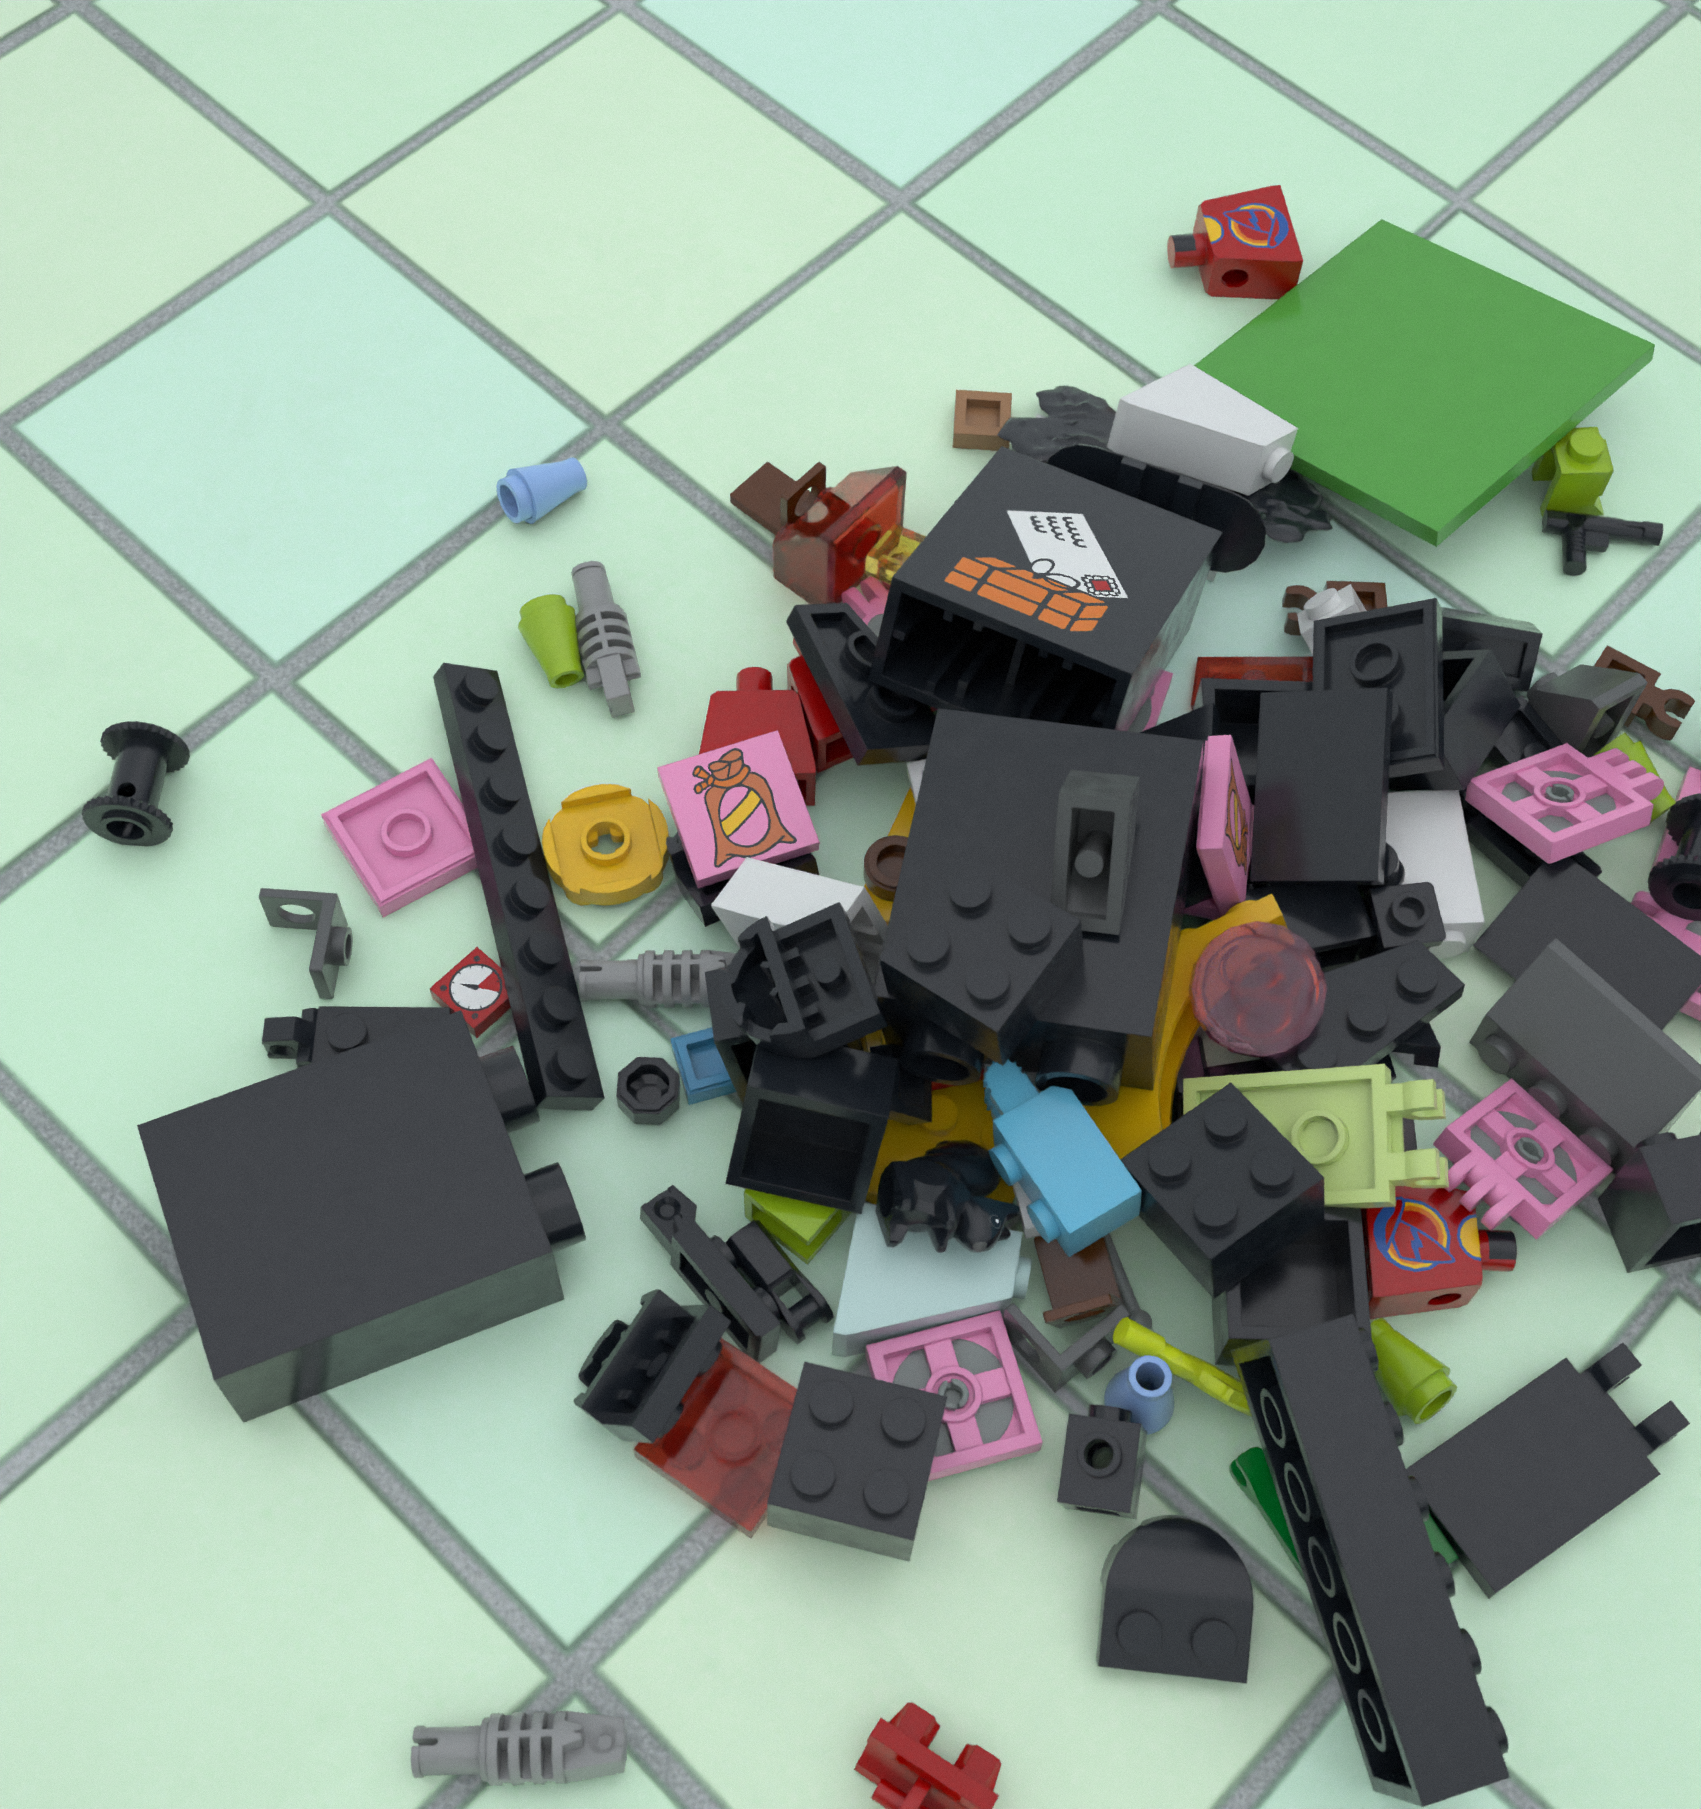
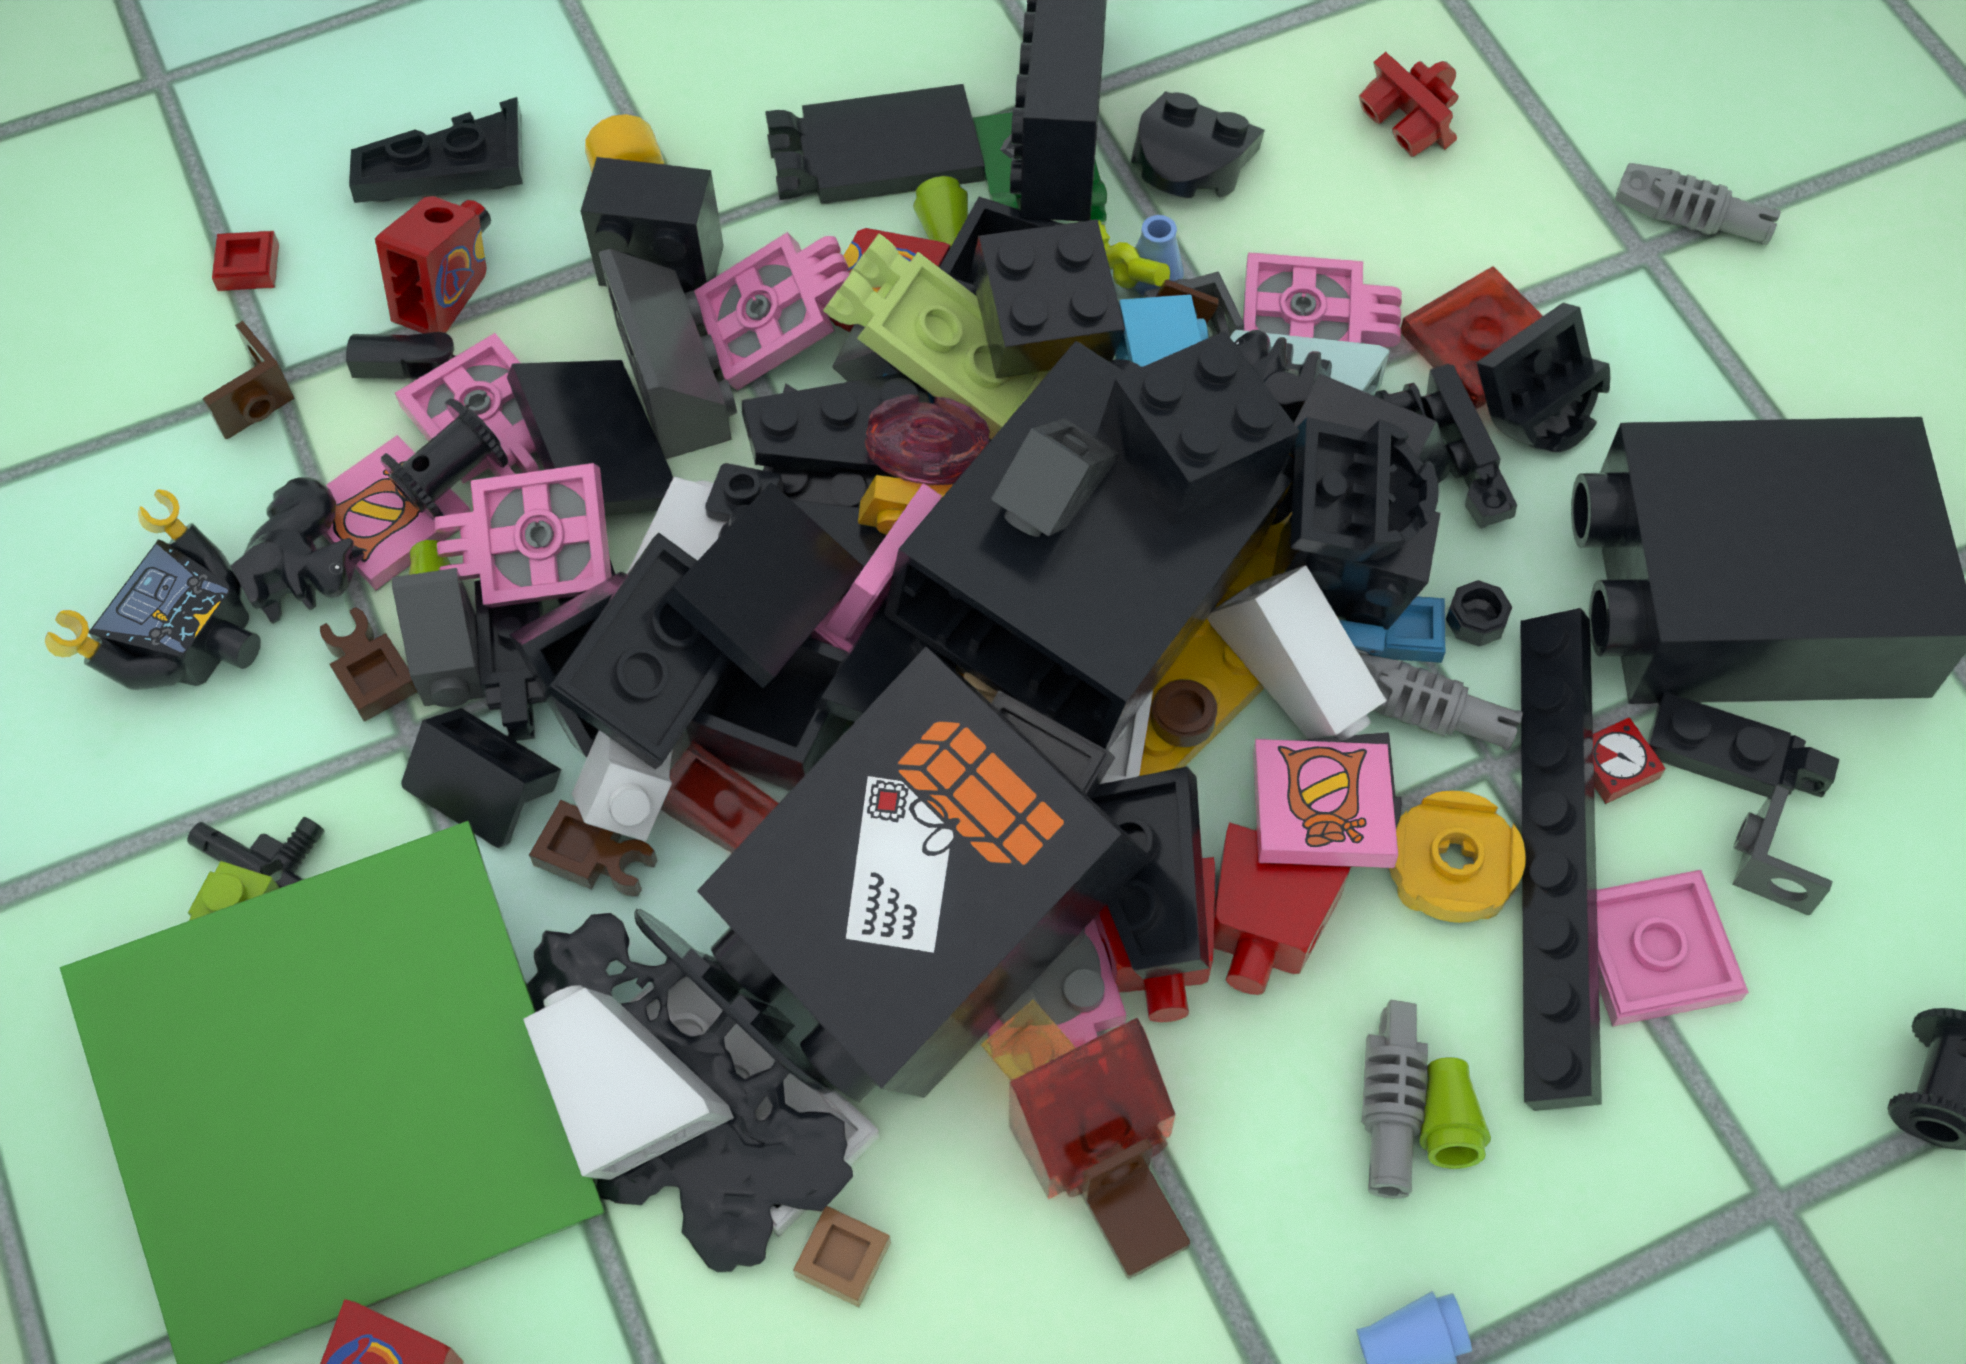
camera: 155 degrees left, 0 degrees up
(855, 1461) = (1405, 253): black piece -> none
(1112, 1488) = (1213, 218): black brick -> none

